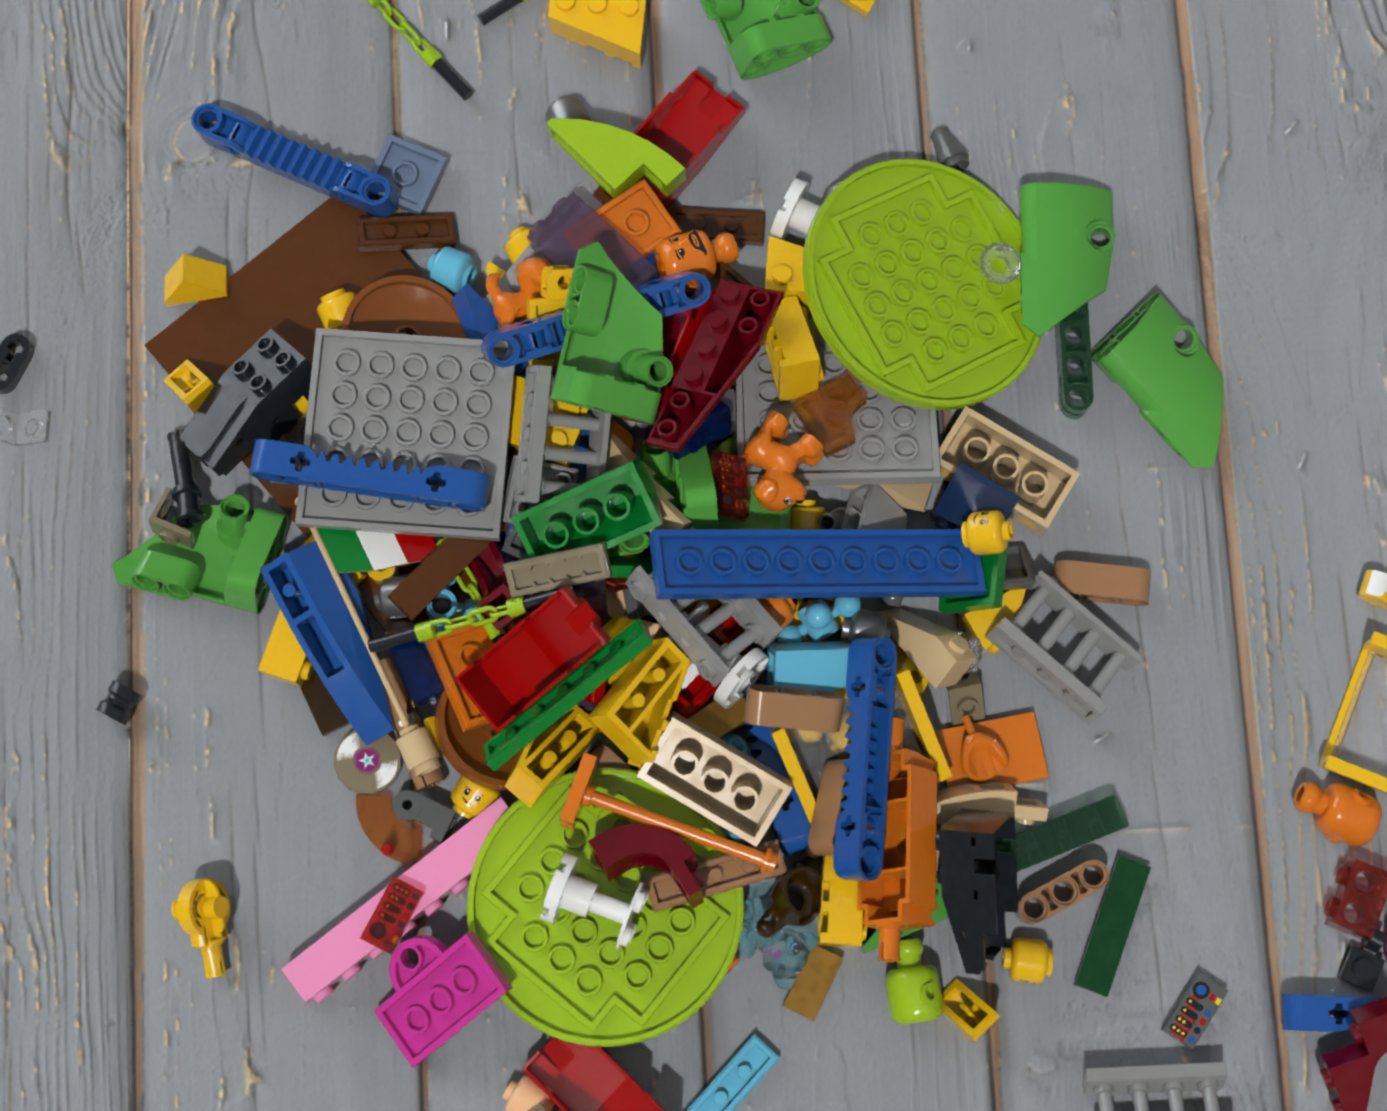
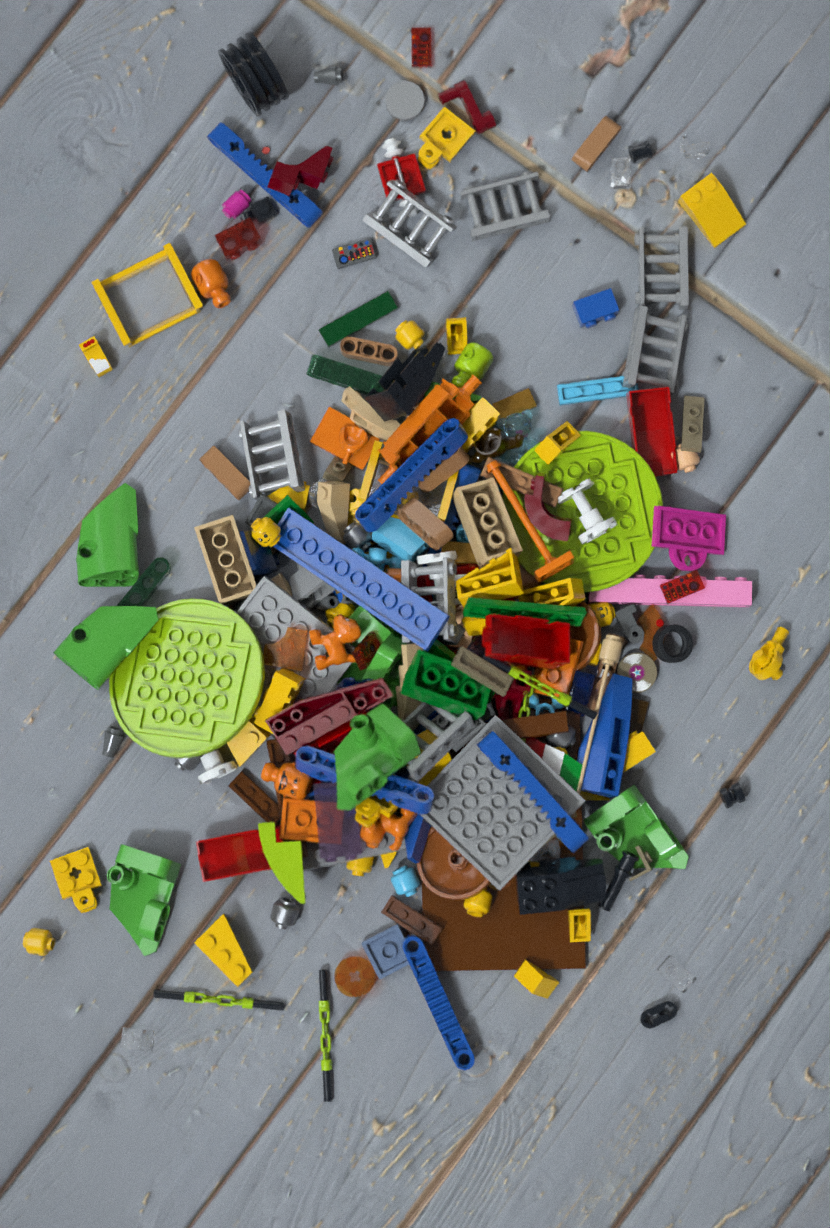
camera: 145 degrees left, 5 degrees up
(324, 834) = (687, 643): none -> black tyre
(428, 98) = (355, 988): none -> clear orange plate
(711, 967) = (557, 442): none -> yellow slope
(1008, 254) = (135, 653): clear piece -> none

